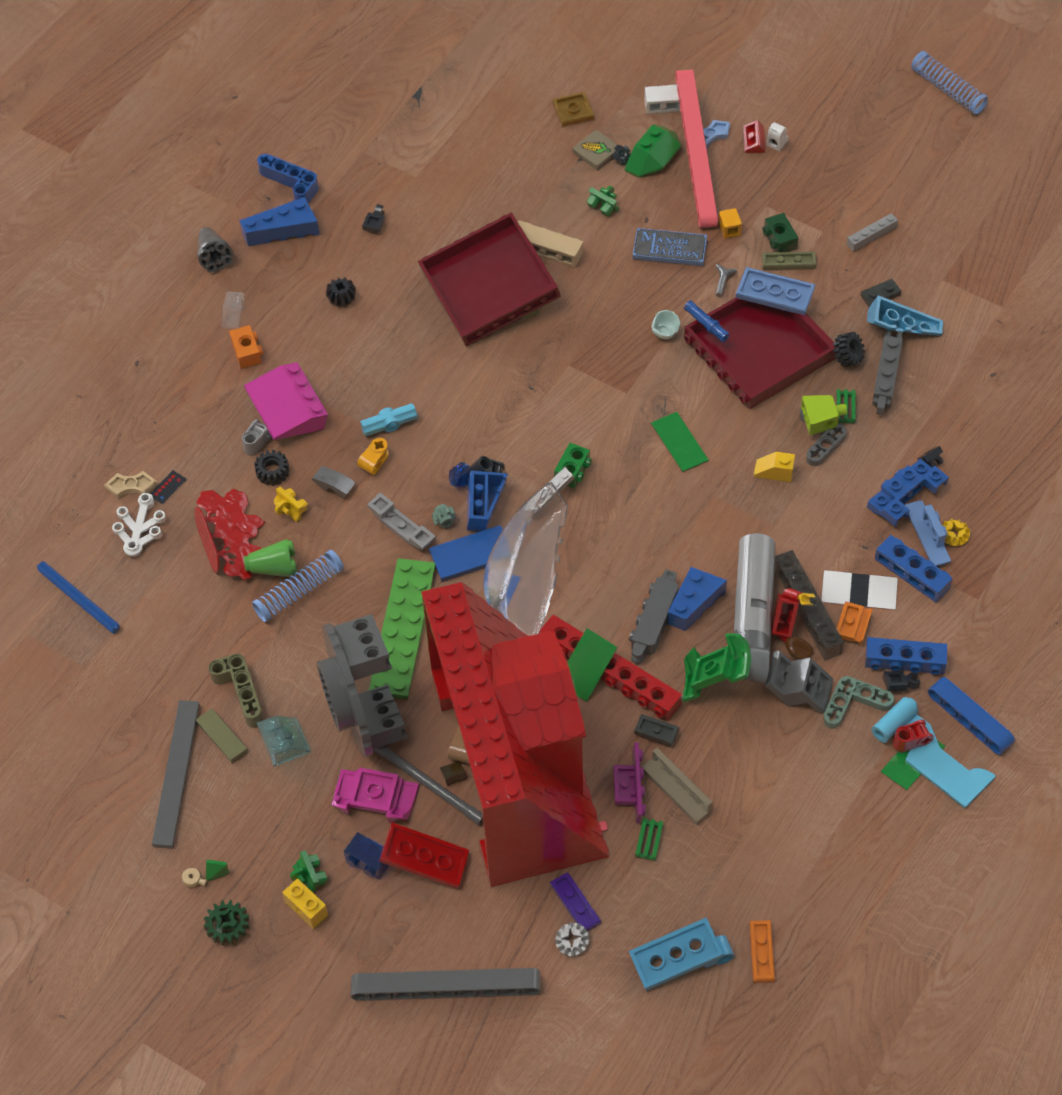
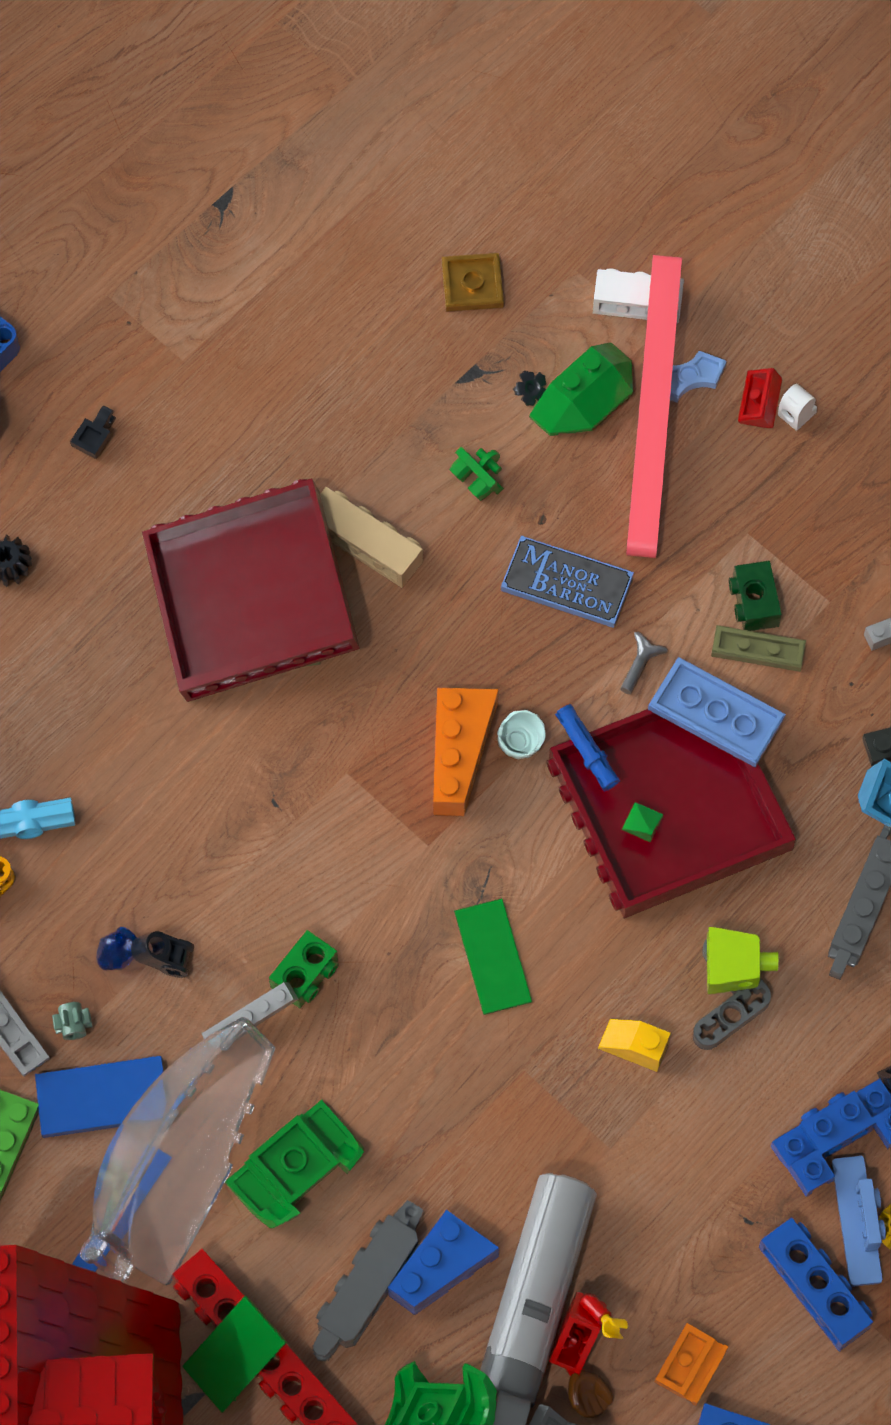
camera: 10 degrees right, 10 degrees up
(483, 497) = (143, 1001): blue wedge -> none
(592, 566) = (294, 1164): none -> green piece
(595, 149) = (490, 368): dark tan tile -> none
(630, 333) = (460, 738): none -> orange wedge
(730, 223) = (677, 558): light orange brick -> none
(748, 353) = (642, 822): none -> green slope
(814, 617) = (622, 1300): clear smoke brick -> none
(846, 394) = (788, 923): green tile -> none
(849, 349) = (824, 847): black tyre -> none
(859, 589) = (719, 1300): white sticker -> none

